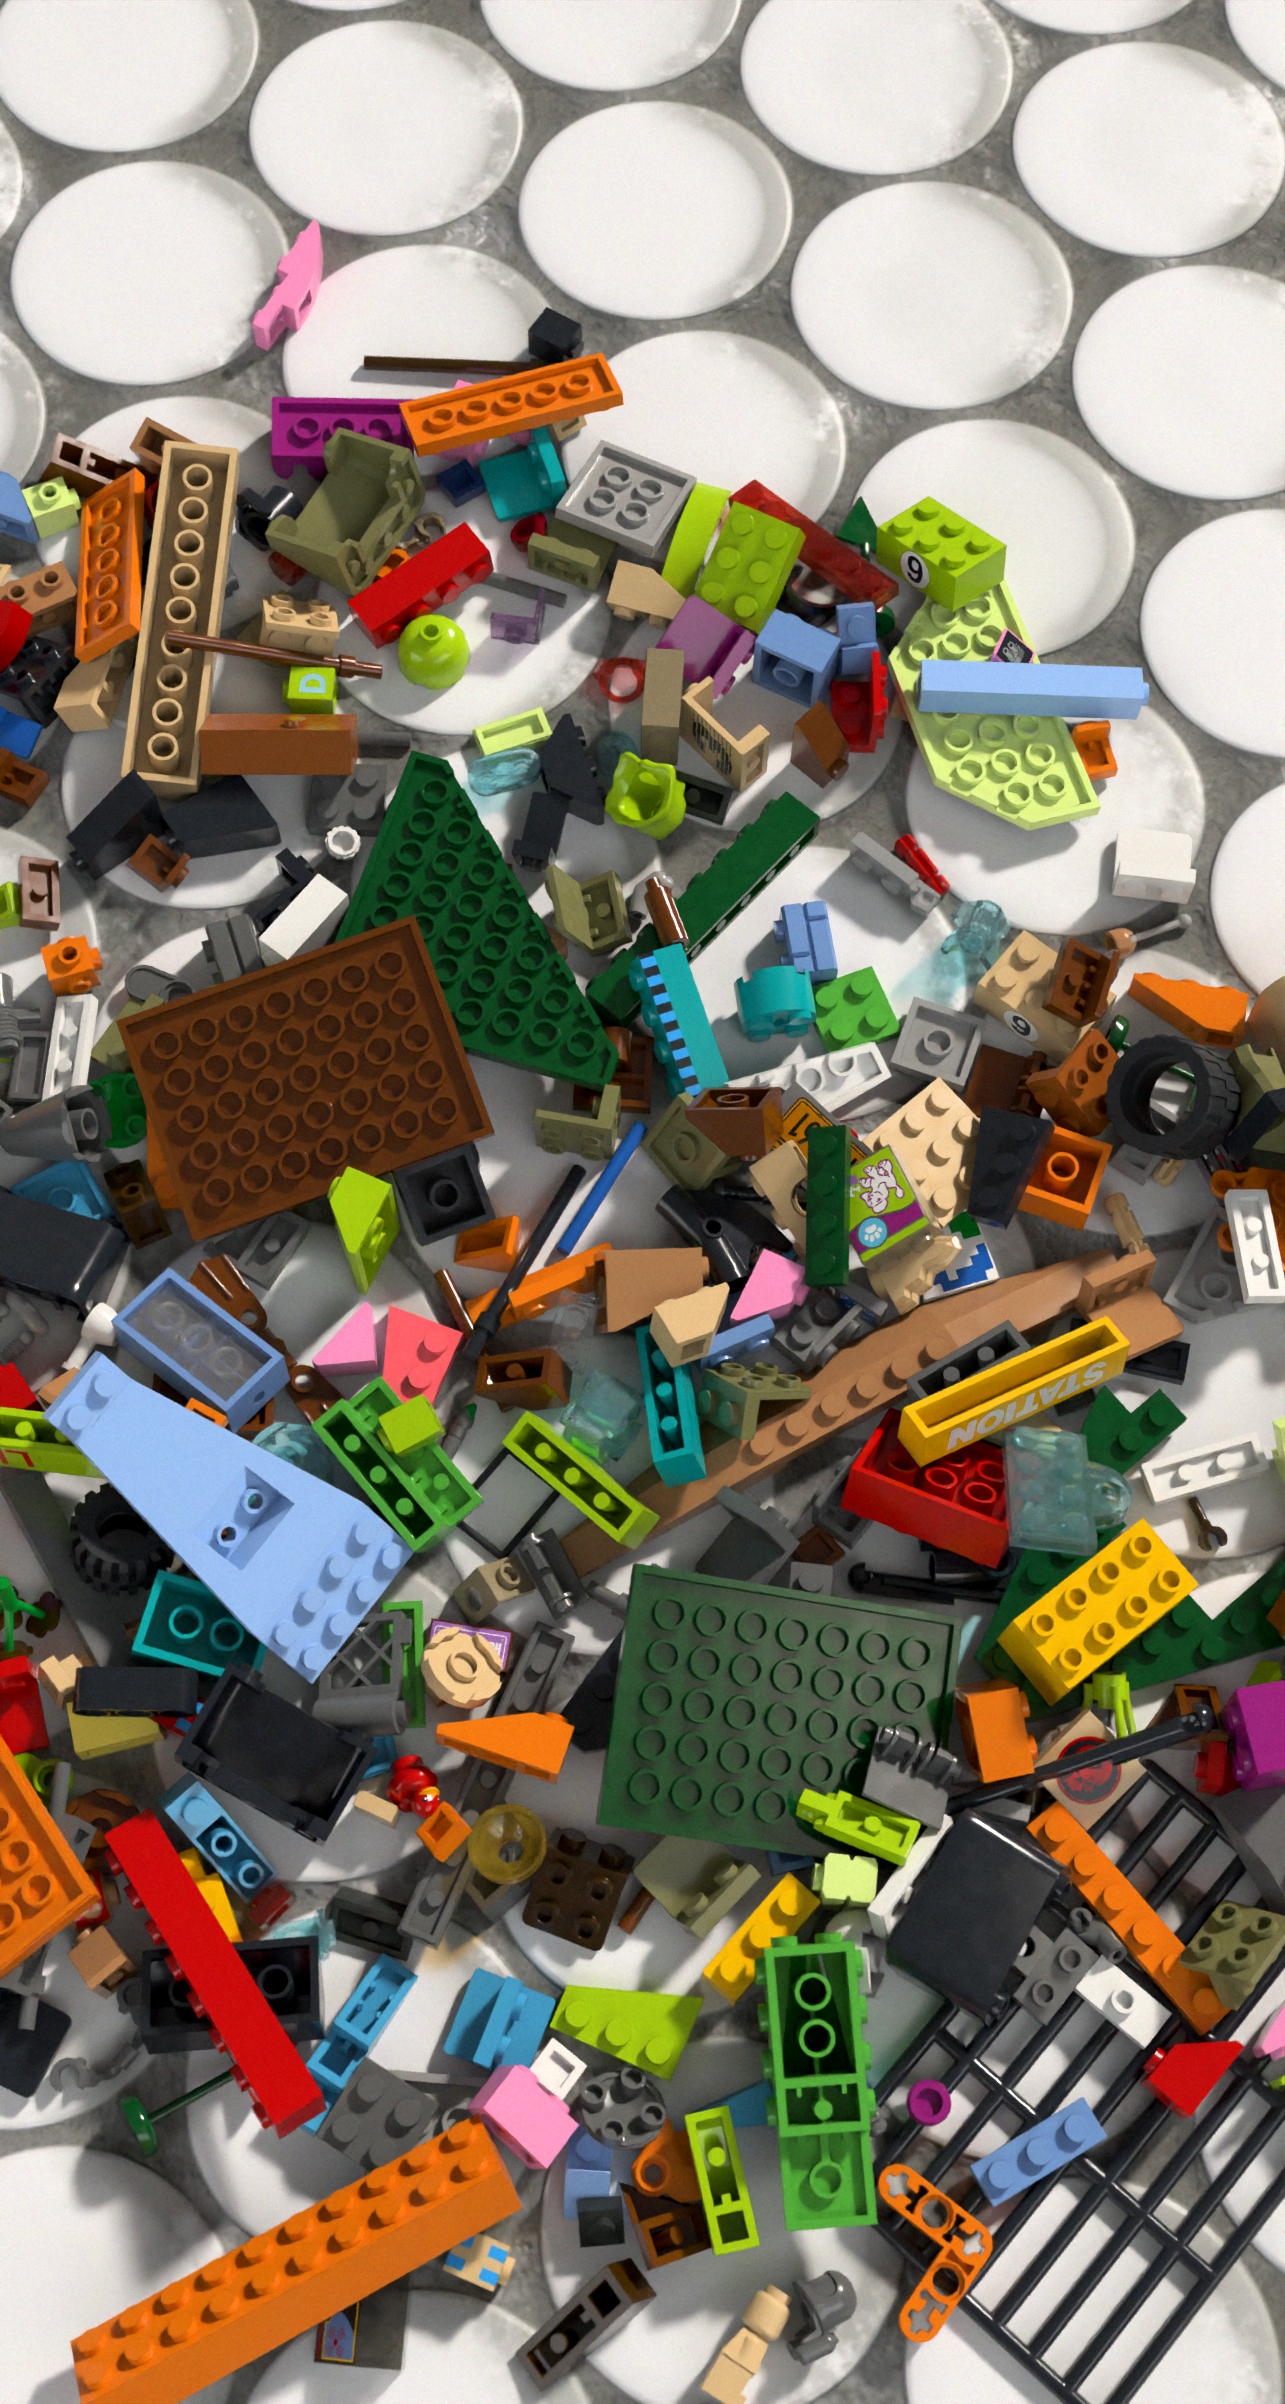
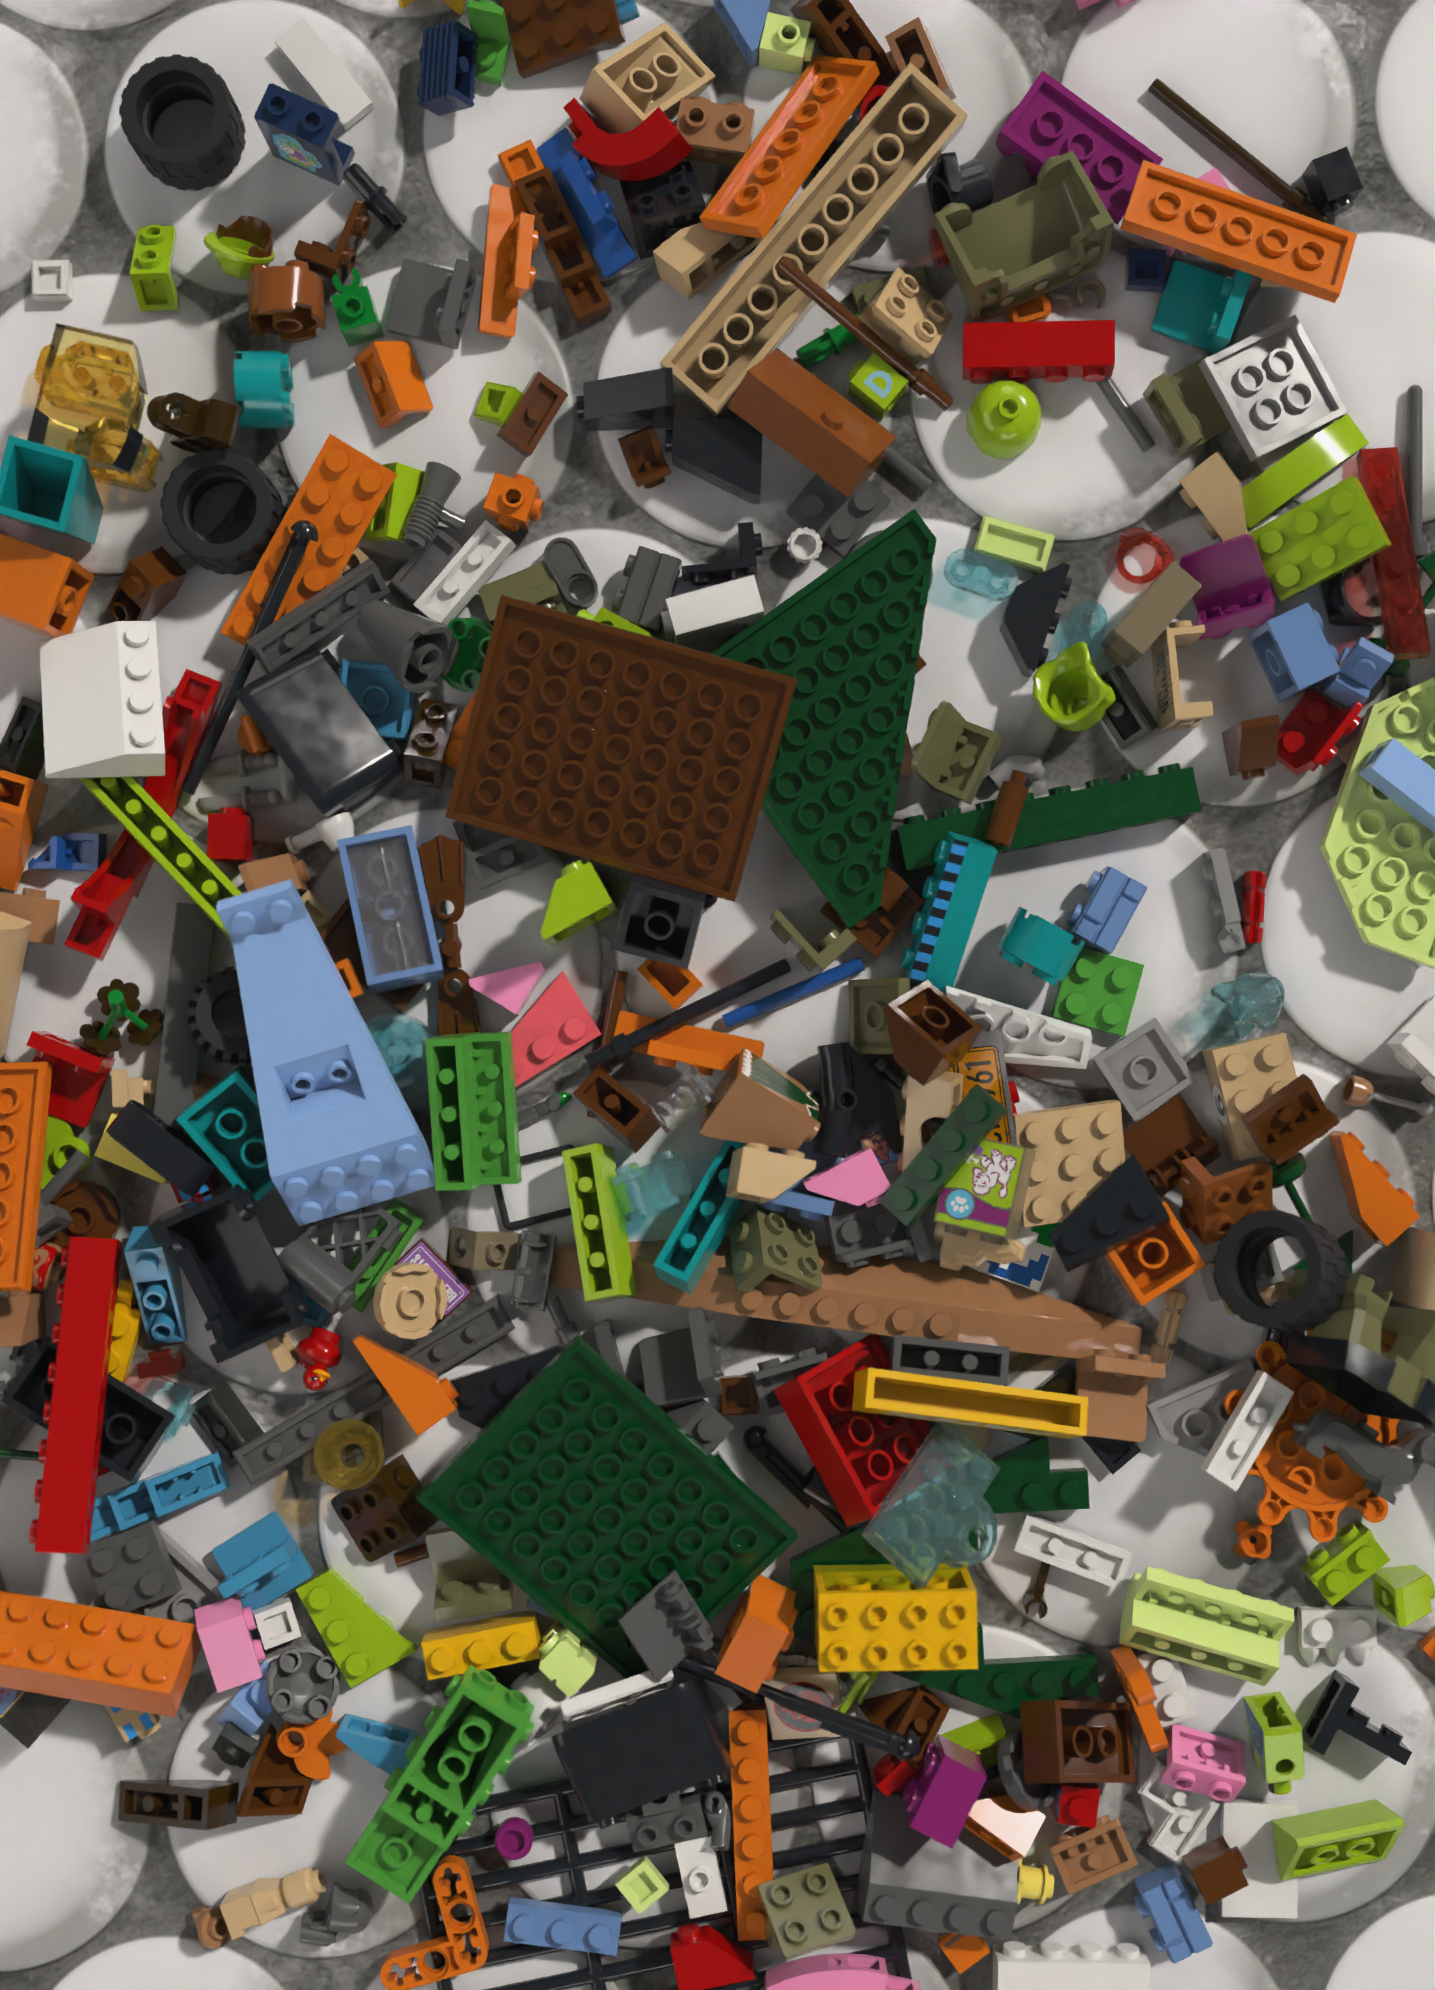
camera: 35 degrees right, 20 degrees up
(250, 687) = (826, 345): none -> green axle
(410, 1426) = (499, 1095): lime brick -> none
(443, 1831) = (312, 1409): orange tile -> none
(518, 628) = (1089, 451): clear purple bracket -> none
(524, 529) = (1168, 360): dark red tile -> none
(541, 832) = (968, 655): black bracket -> none
(721, 2181) = (328, 1792): lime slope -> none
(774, 478) = (1415, 469): none -> dark grey piece
(860, 1824) = (604, 1636): lime hinge -> none
(1077, 2049) = (642, 1884): none -> yellowish green plate

